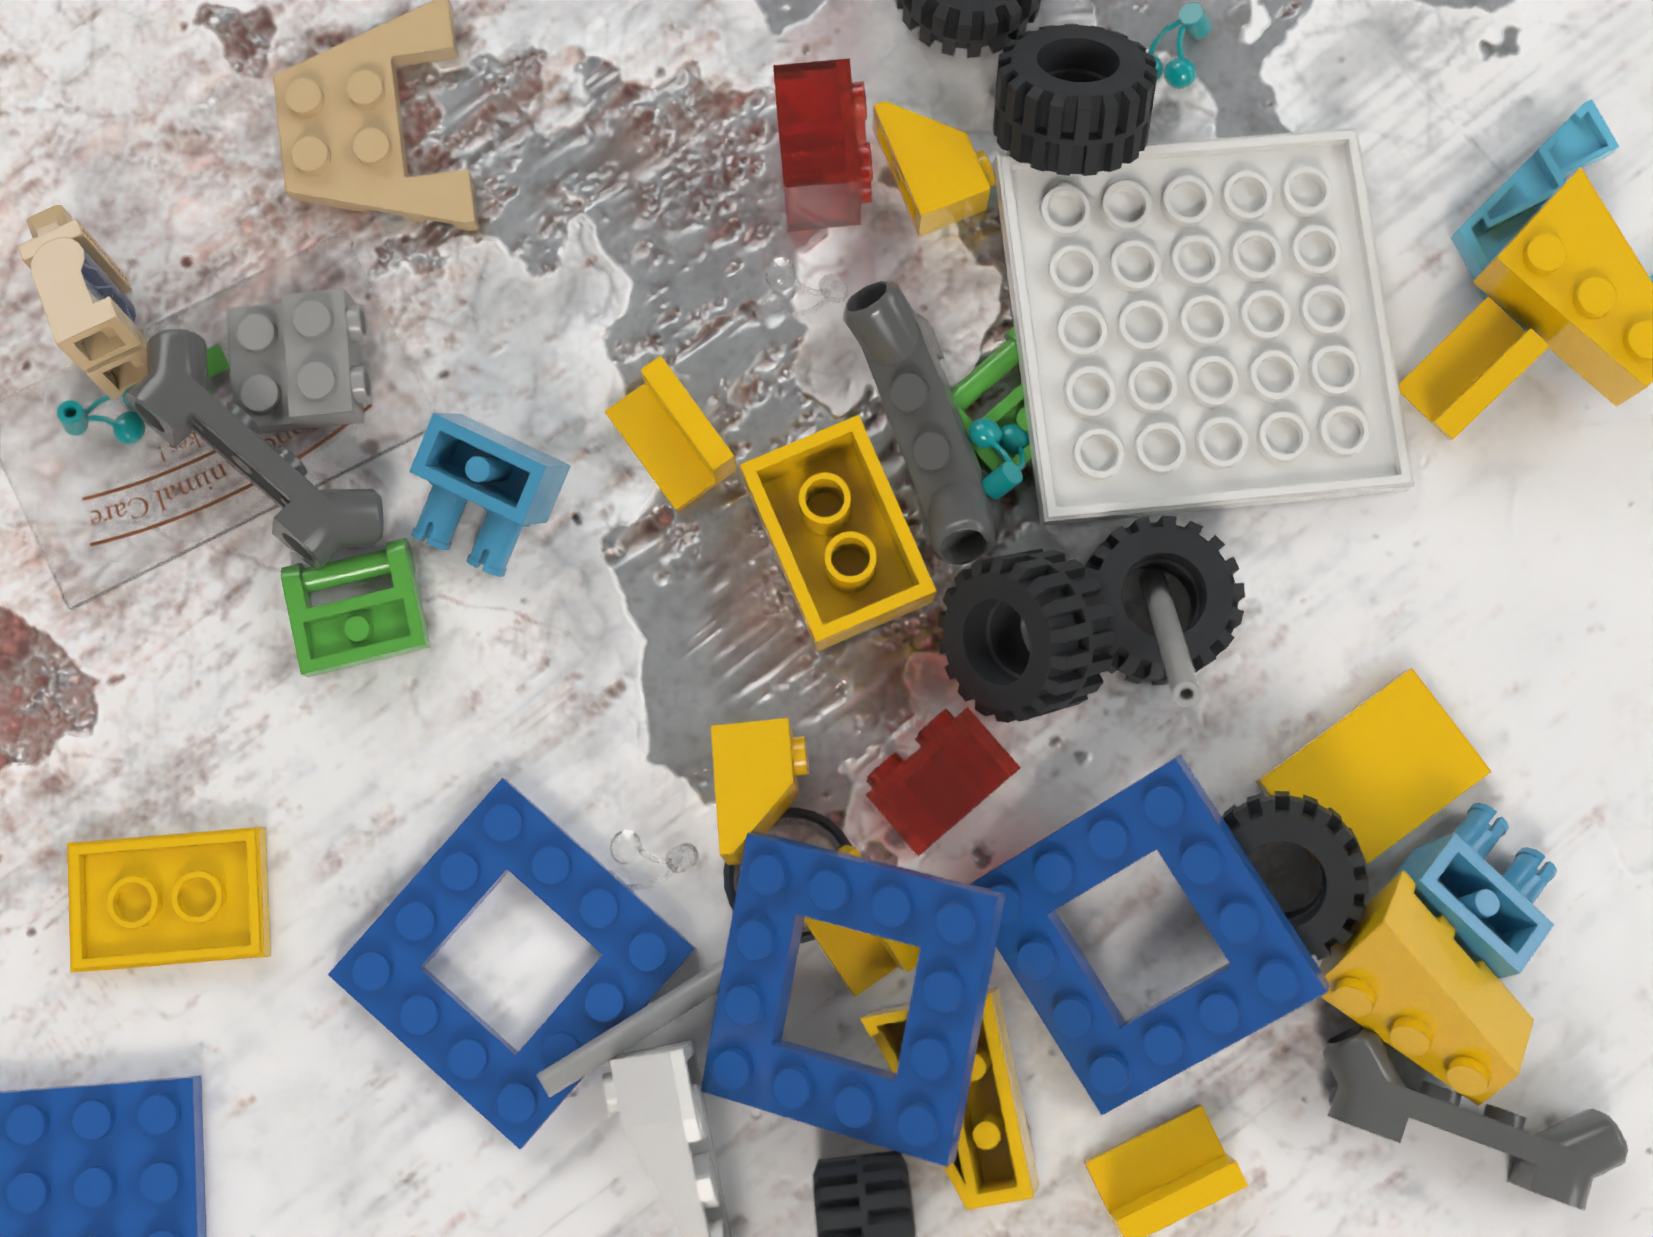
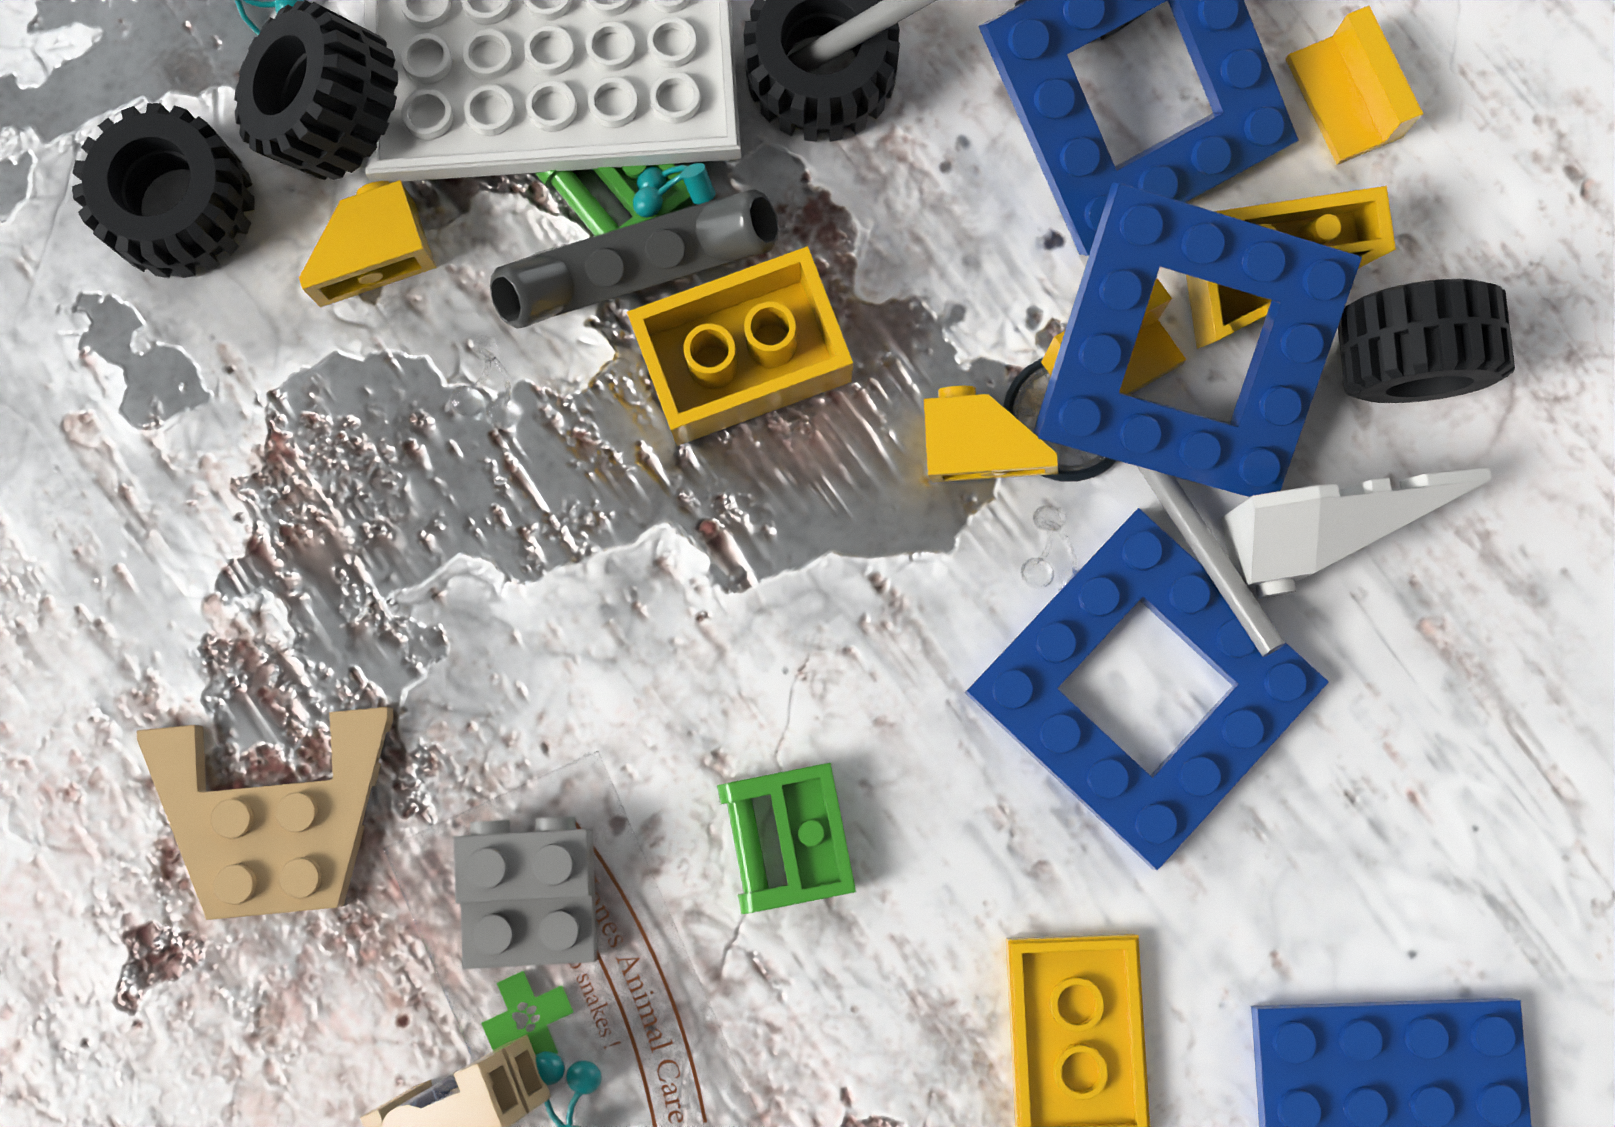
camera: 90 degrees left, 0 degrees up
(178, 401) = (564, 1011): dark grey plate -> none
(491, 470) = (656, 690): dark azure brick -> none
(672, 436) = (626, 512): yellow panel -> none
(822, 144) = (338, 342): clear red brick -> none
(940, 781) = (992, 258): clear red brick -> none
(1063, 625) = (878, 204): black tyre -> none

